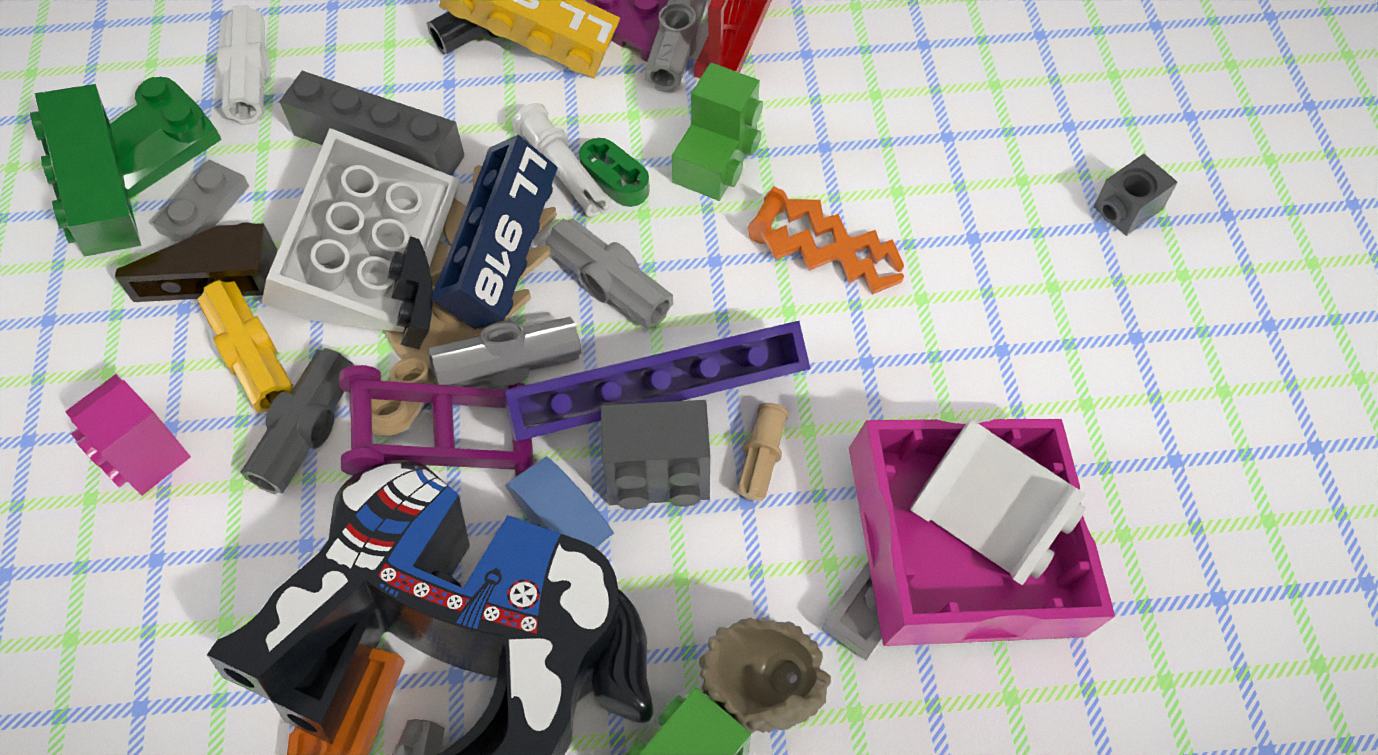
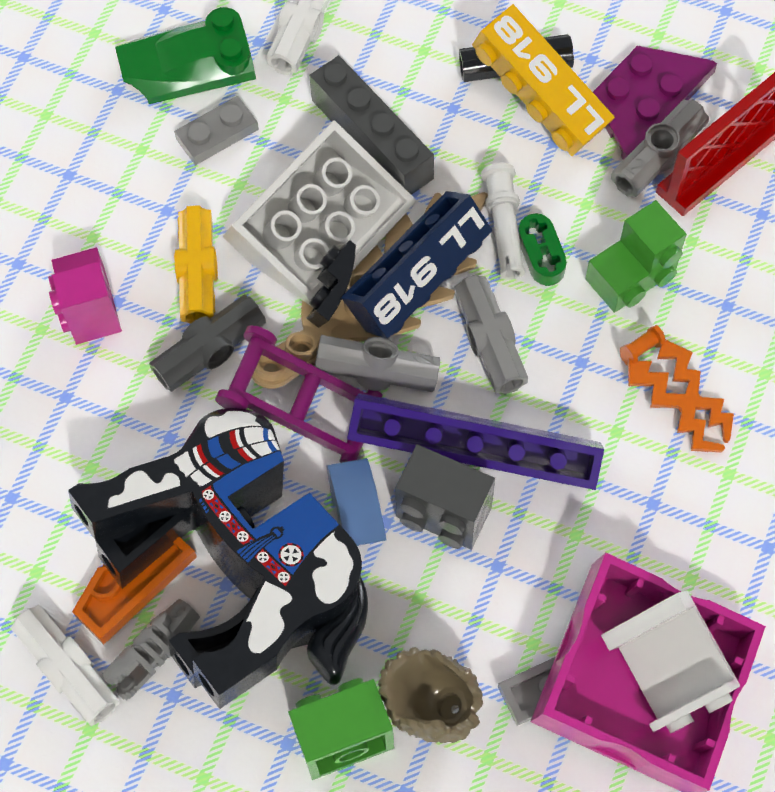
camera: 30 degrees right, 5 degrees up
(84, 170) = (142, 74): green brick -> none
(183, 269) = (208, 183): dark brown slope -> none
(762, 451) = (528, 534): tan axle -> none

